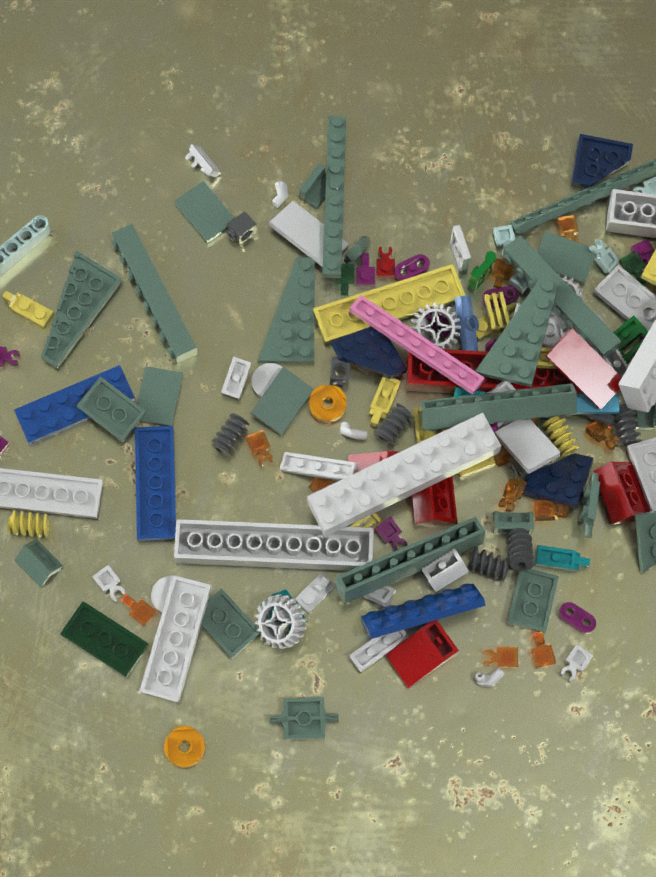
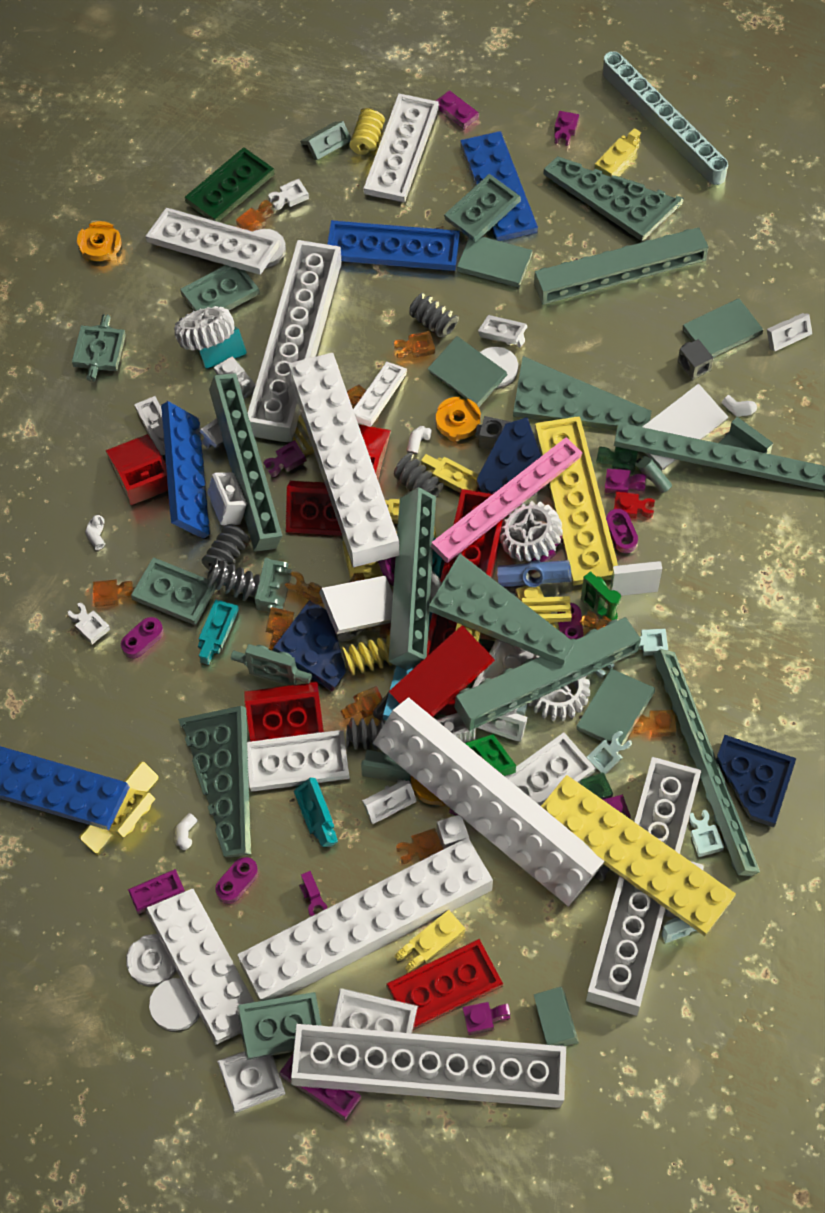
camera: 105 degrees right, 10 degrees down
(505, 657) = (114, 550): clear orange plate -> none

